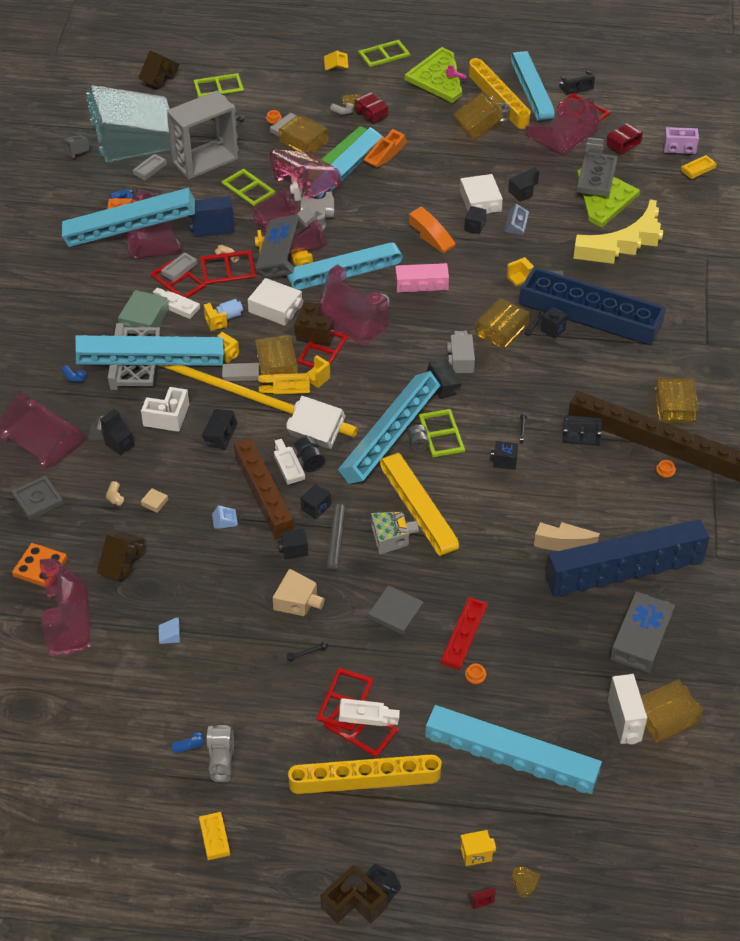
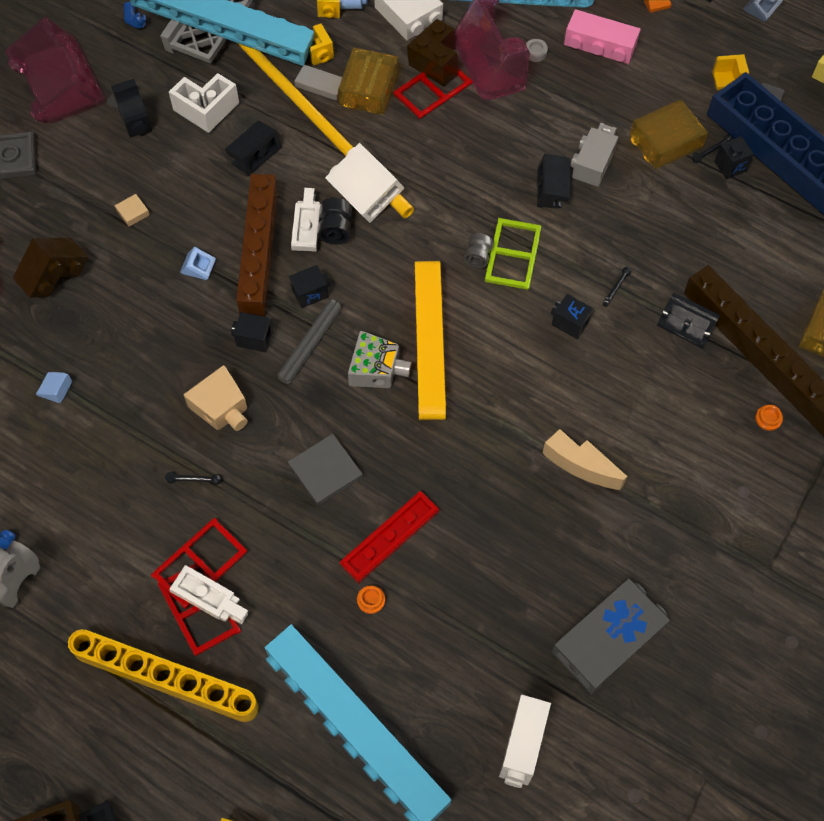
camera: 25 degrees right, 15 degrees up
(113, 495) = (90, 183): tan arm -> none
(285, 383) = (360, 117): yellow hinge -> none
(320, 372) = (408, 119): yellow panel -> none
(389, 428) = (448, 223): medium azure brick -> none
(626, 557) = (646, 526): dark blue brick -> none
(670, 711) = (582, 763): clear yellow brick -> none

